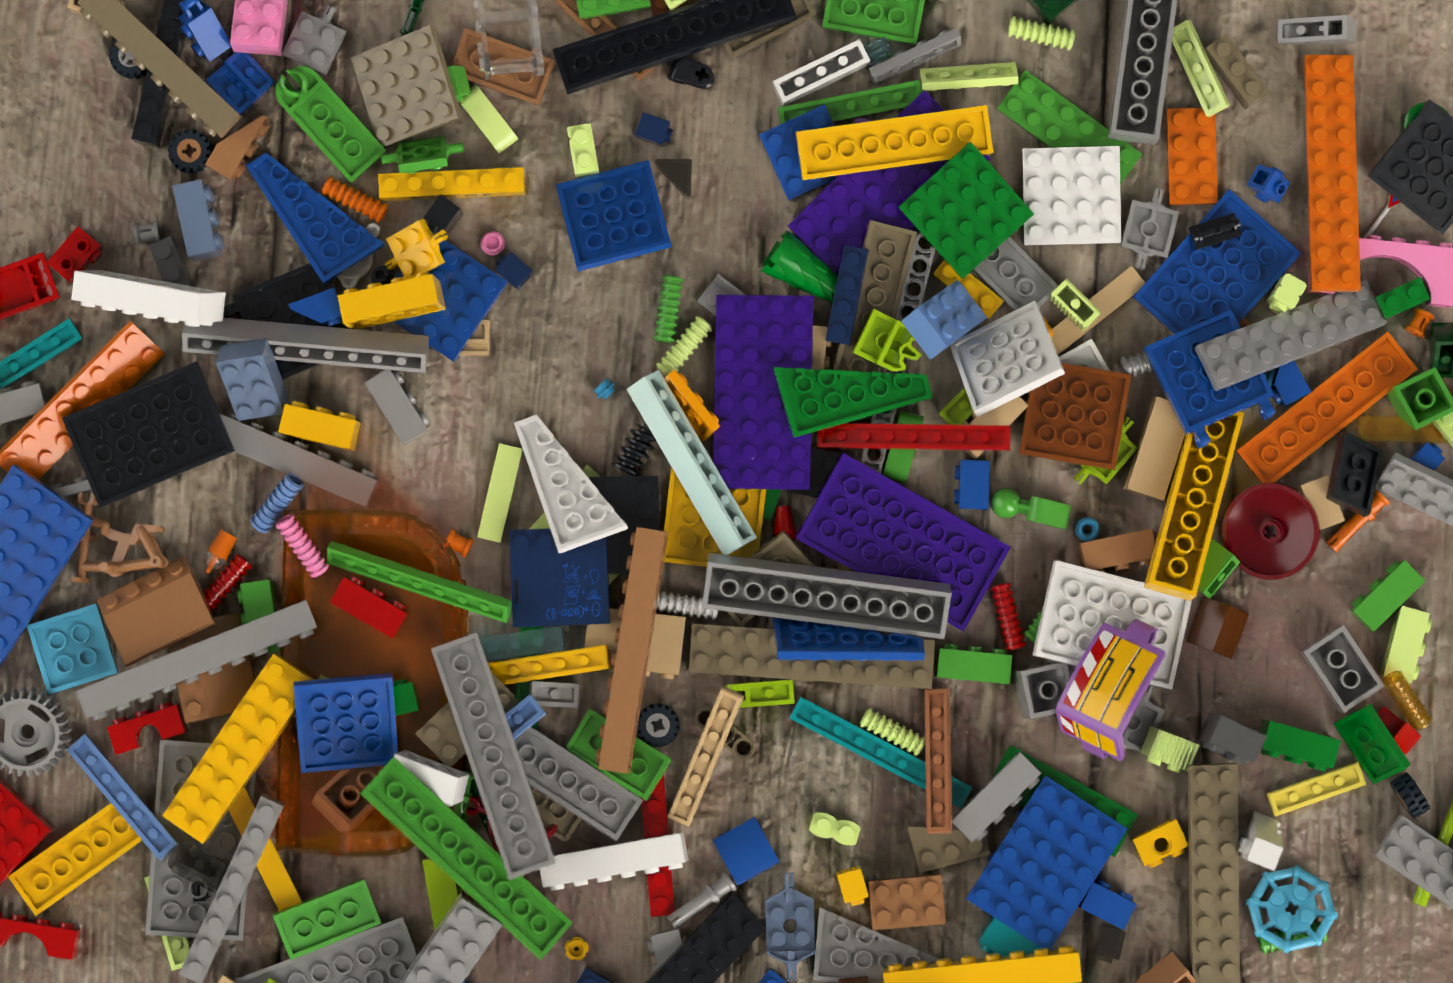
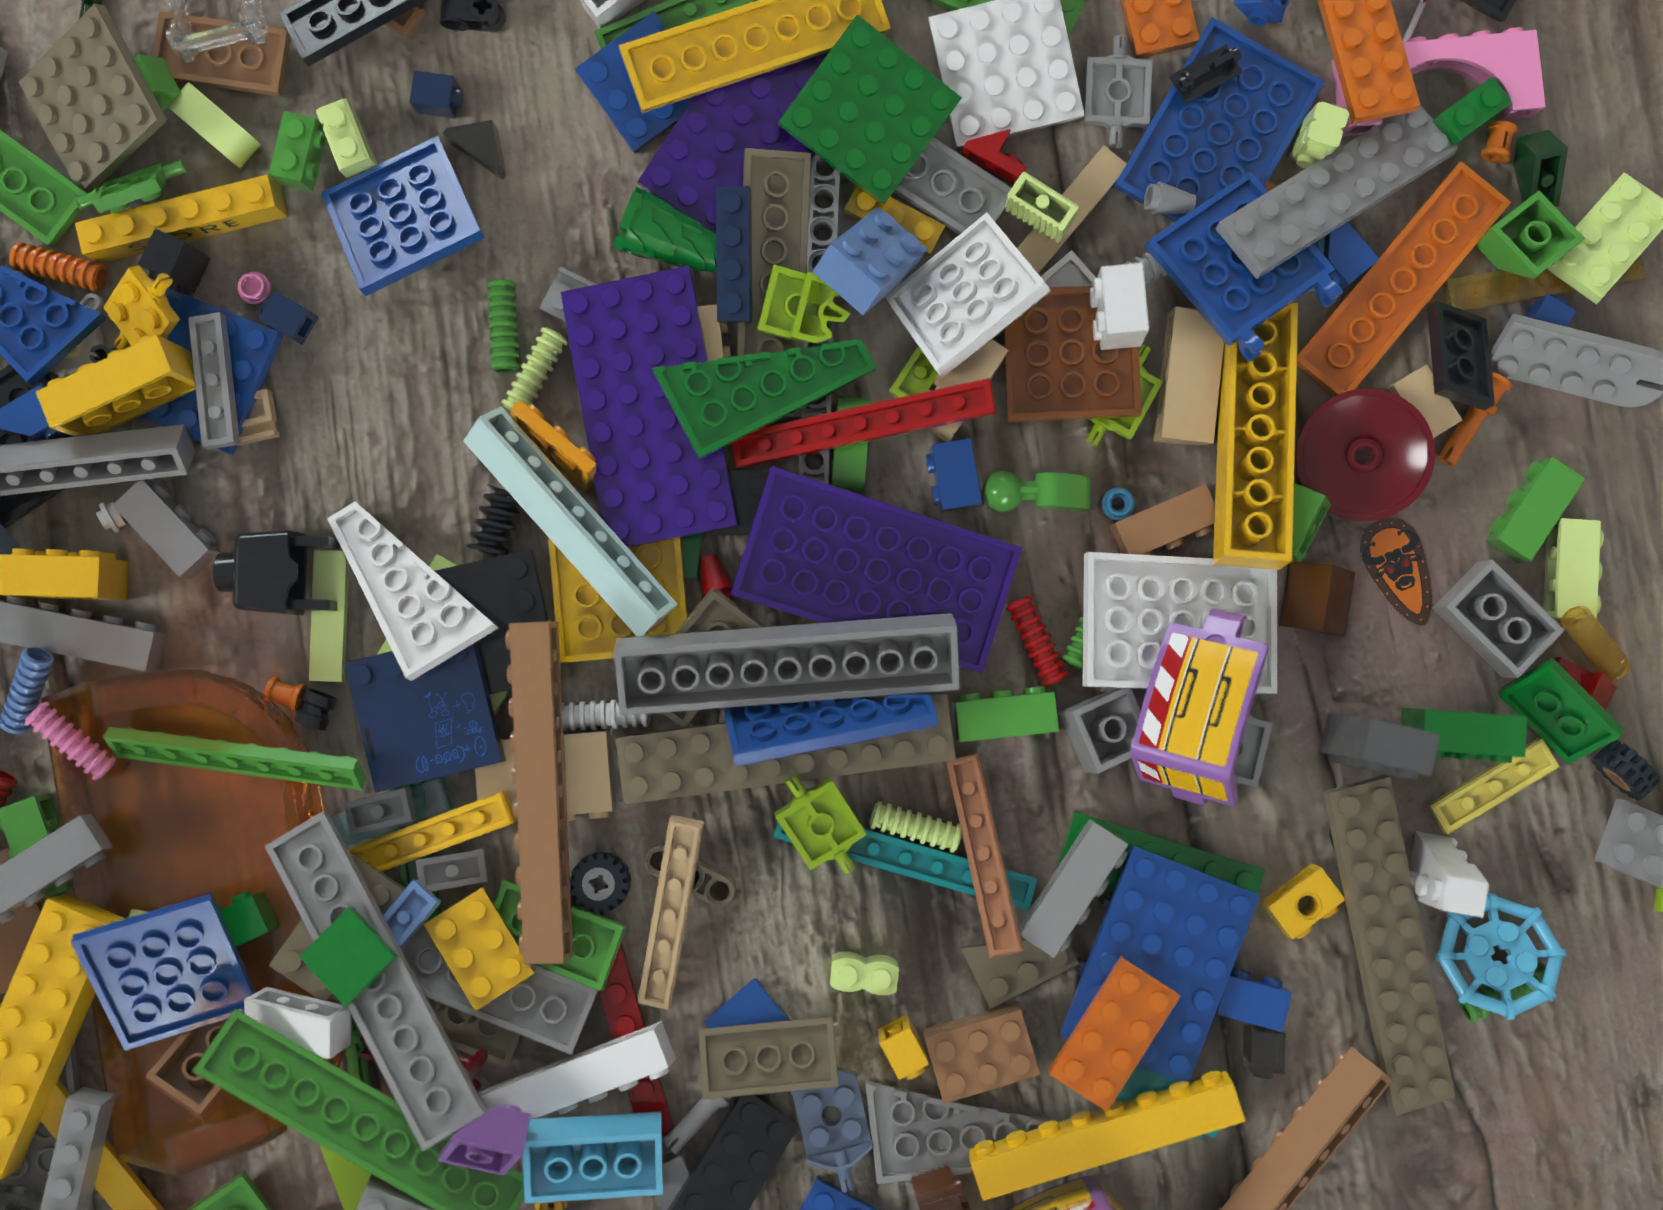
camera: 10 degrees left, 0 degrees up
(357, 389) = (110, 517): none -> white plate
(370, 606) = (180, 804): red brick -> none
(456, 309) = (214, 380): none -> light grey plate
(467, 454) = (270, 572): none -> black piece
(478, 559) = (315, 709): none -> black wheel
(480, 736) = (348, 956): none -> green tile
(514, 641) = (380, 811): none -> dark grey plate
(546, 152) = (298, 152): none -> bright green brick
(552, 885) = (489, 1142): none -> medium lavender slope
(565, 753) = (479, 949): none -> yellow plate
(605, 389) = (440, 449): dark azure plate -> none
(618, 915) = (593, 1157): none -> medium azure slope
(755, 872) = (768, 1057): none -> dark tan plate
(765, 693) = (733, 810): lime plate -> none
(826, 714) = (820, 823): none -> lime plate
(1003, 903) = (1113, 1033): none -> orange plate
(1044, 255) = (987, 154): none -> red slope
(1114, 391) = (1120, 306): none -> white brick
(1166, 317) = (1166, 199): none -> light grey cone
(1170, 749) = (1290, 774): yellowish green brick -> none
(1282, 617) = (1398, 567): none -> sticker

